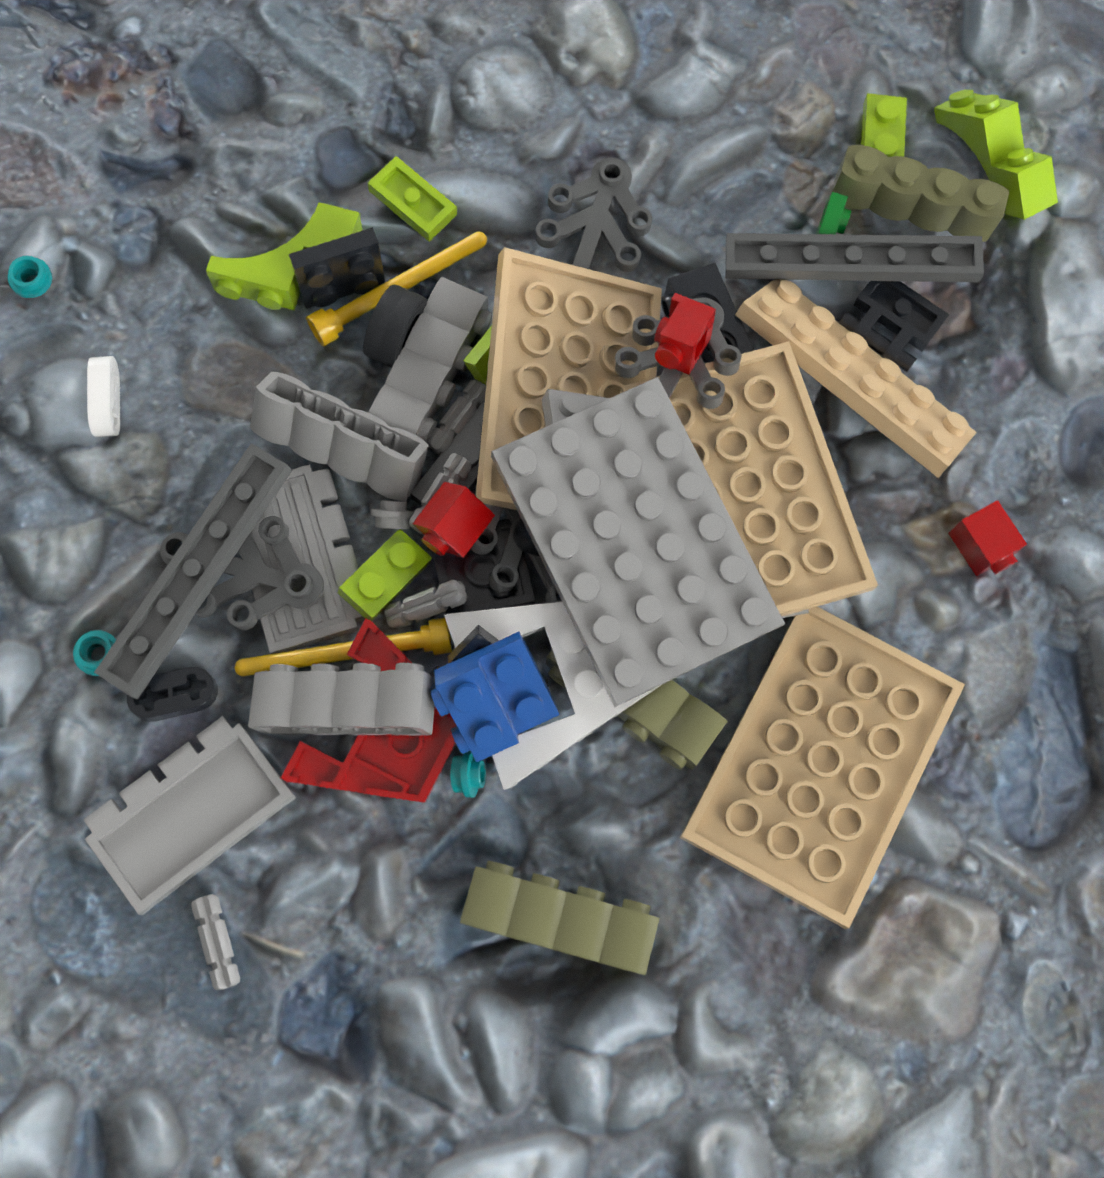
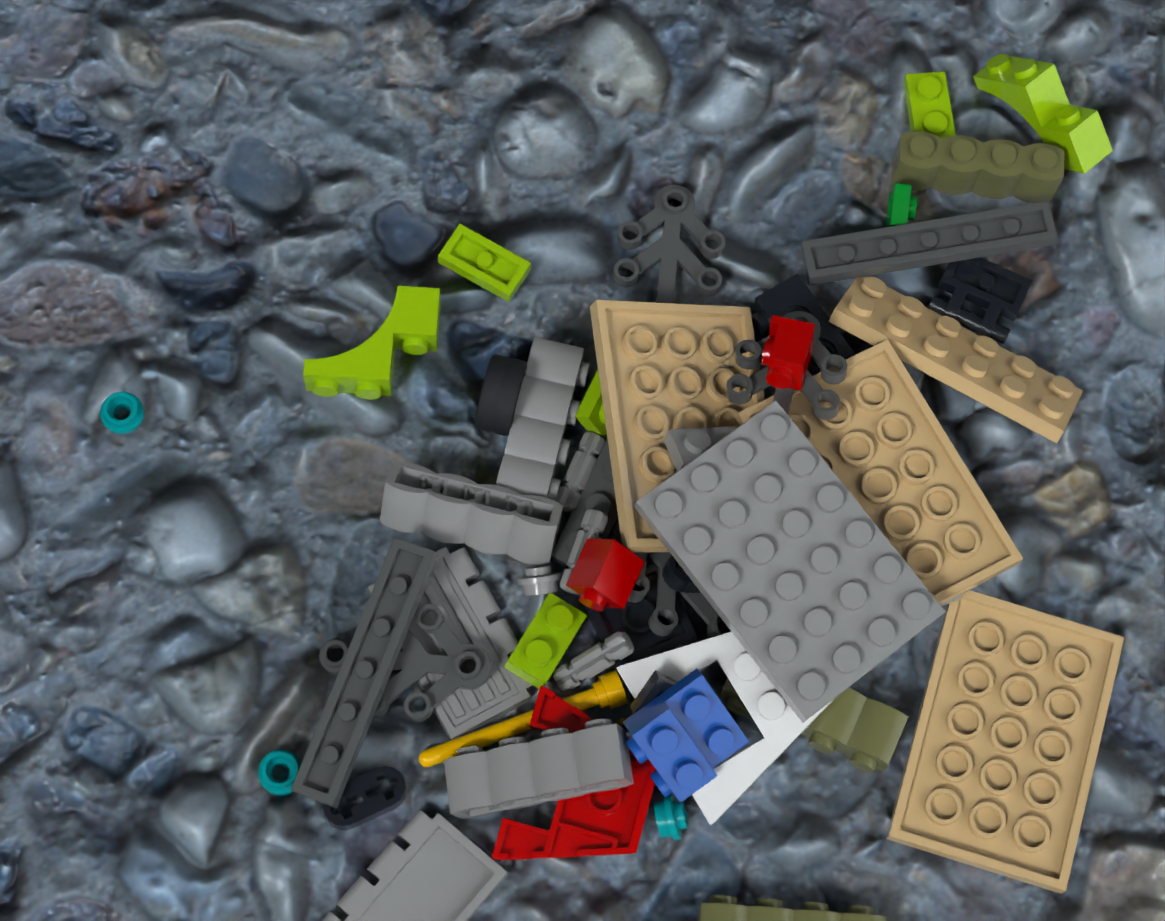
camera: 10 degrees left, 5 degrees down
(103, 396) = (227, 518): white beam -> none
(328, 323) = (429, 404): yellow piece -> none
(338, 268) = (433, 348): black plate -> none
(988, 539) = (1116, 493): red brick -> none

